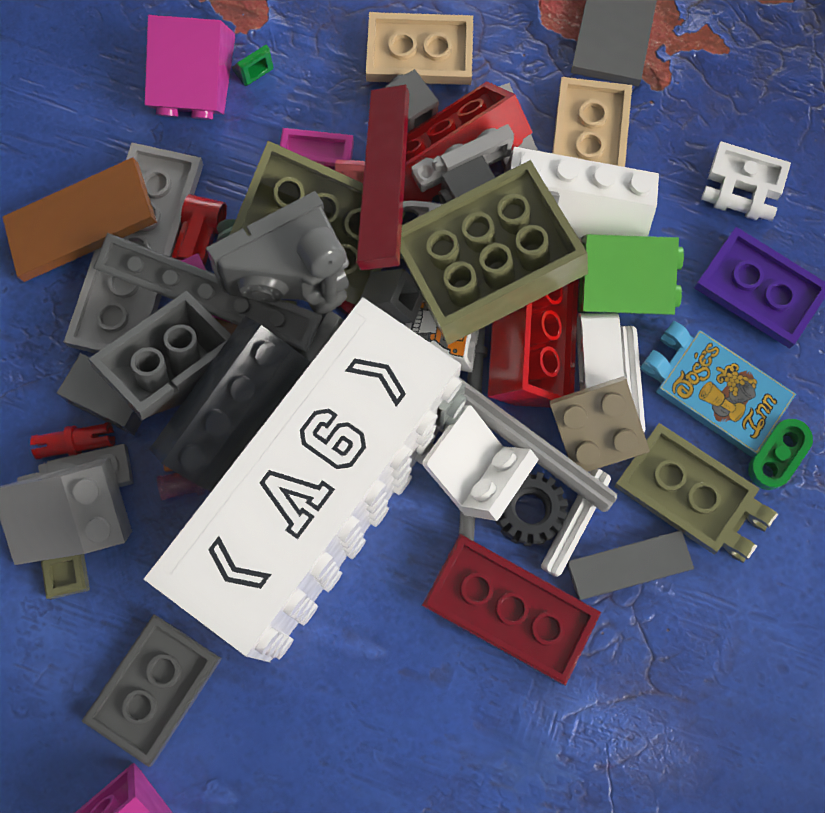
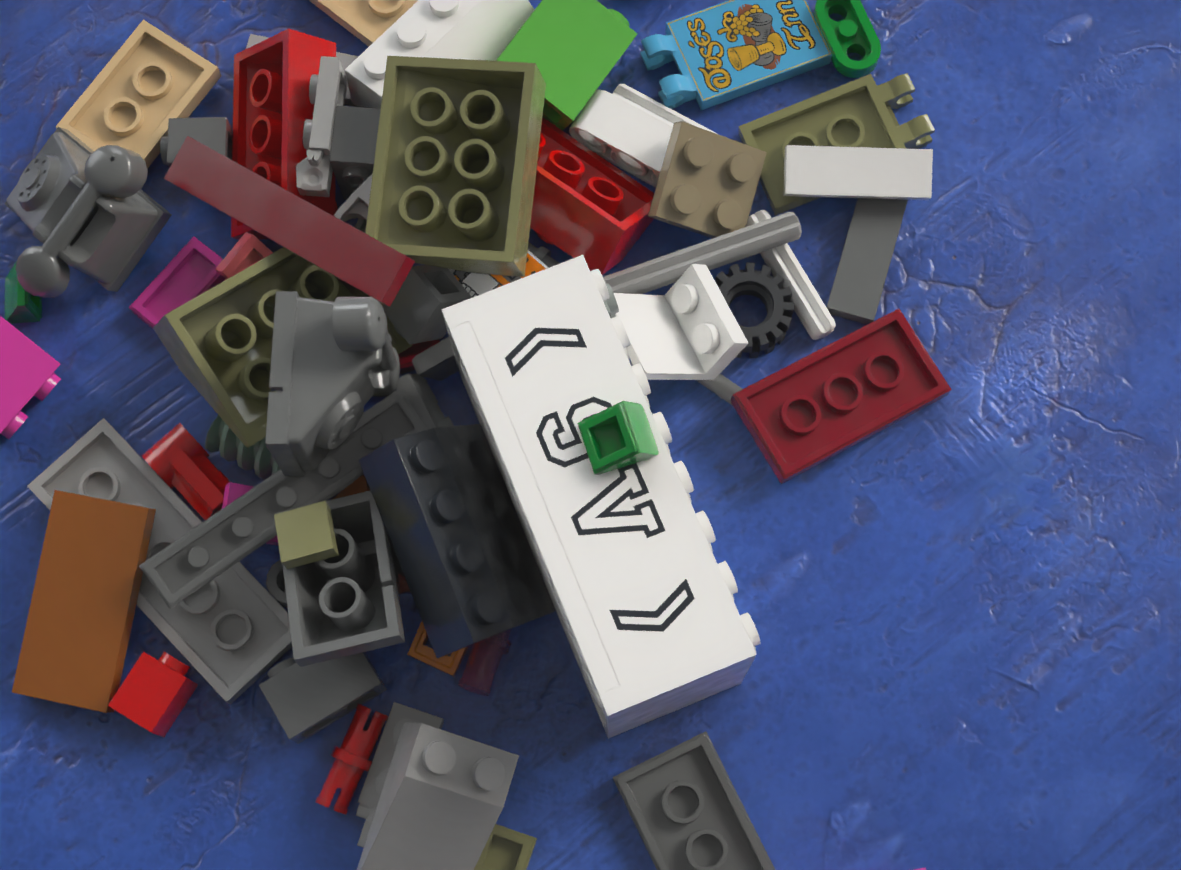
camera: 55 degrees left, 0 degrees up
(45, 297) = (154, 692): none -> red brick
(177, 315) = (305, 535): none -> olive tile
(316, 62) = (85, 213): none -> dark grey piece
(343, 467) = (618, 437): none -> green slope
(679, 524) = (858, 172): none -> white tile

